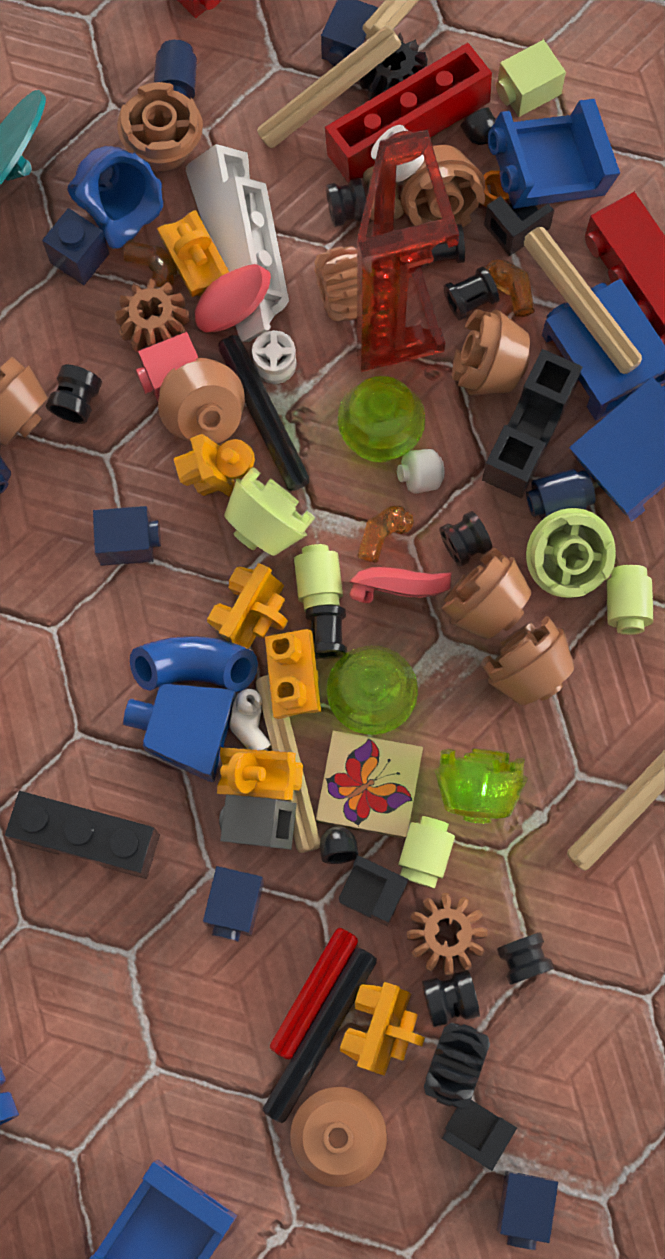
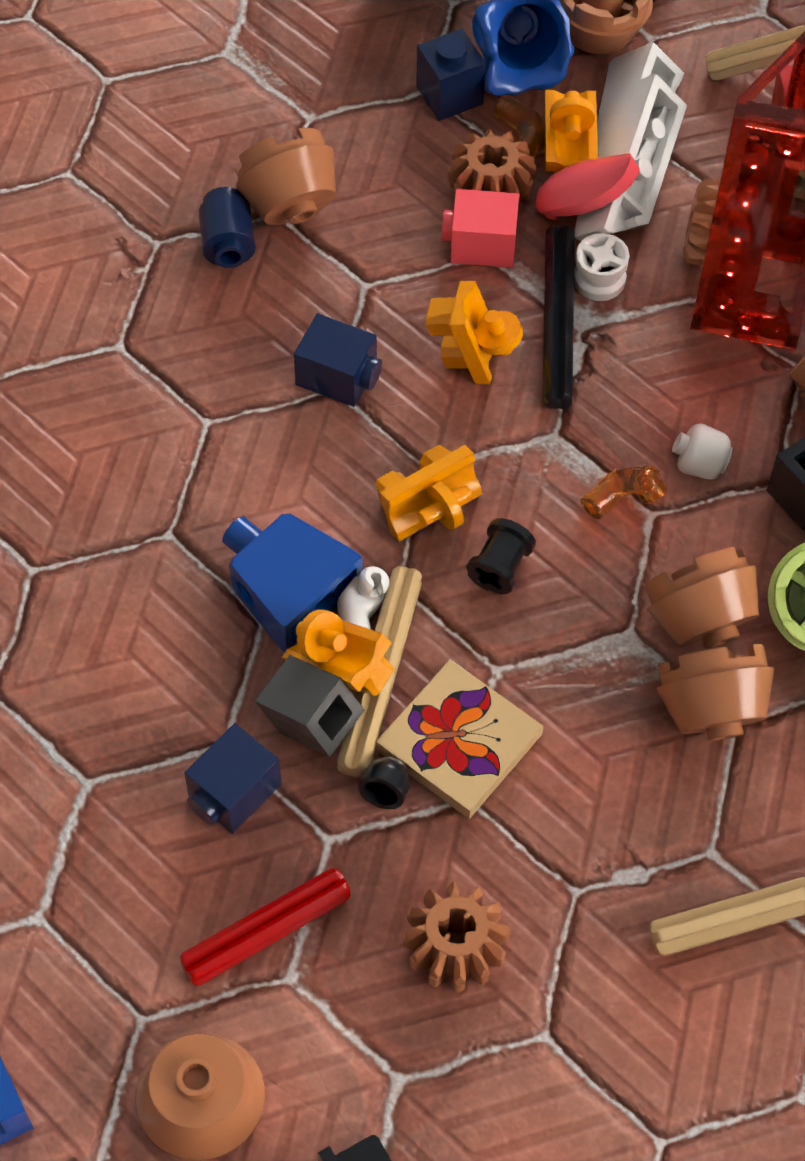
camera: 25 degrees right, 15 degrees down
(74, 394) = (364, 207): black wheel -> none
(82, 834) = (91, 604): black arch -> none
(193, 660) = (338, 513): blue cylinder -> none
(201, 400) = (503, 259): nougat cone -> none
(265, 515) = (500, 403): yellowish green cone -> none
(292, 673) = (438, 570): light orange hips -> none
(318, 576) = (525, 493): yellowish green brick -> none
(319, 1035) = (245, 975): black axle -> none
(372, 690) = (519, 638): clear neon green cone -> none
(373, 890) = (400, 849): black panel -> none
(381, 419) = (686, 374): clear neon green cone -> none
(389, 1029) = (324, 1004): light orange hips -> none
(397, 582) = (609, 543): coral arm -> none
(426, 851) = (482, 837): yellowish green brick -> none
(451, 998) = (419, 1010): black wheel -> none
(456, 1065) = (383, 1081): black gear -> none
(466, 538) = (712, 531): black wheel -> none
(480, 784) = (586, 788): clear neon green cone -> none
(525, 958) = (533, 1011): black wheel -> none

